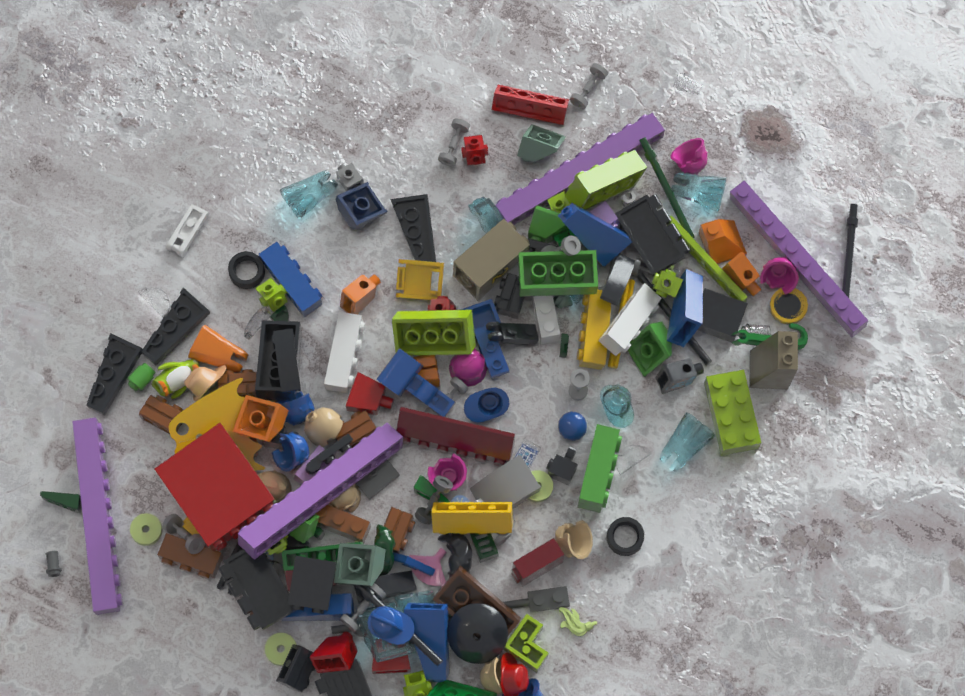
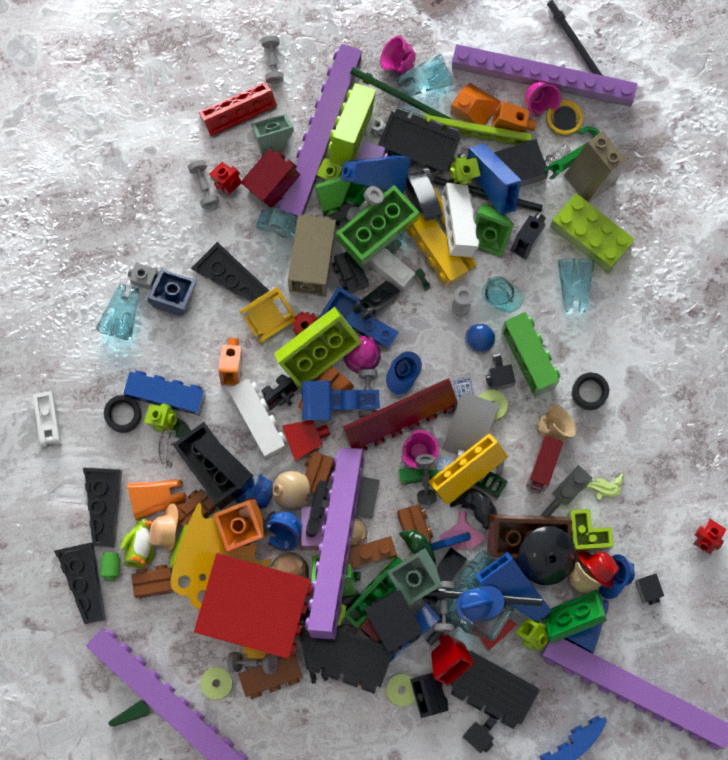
camera: 40 degrees left, 5 degrees up
(378, 347) = (281, 394): none -> black hips
(508, 175) = (271, 177): none -> dark red brick

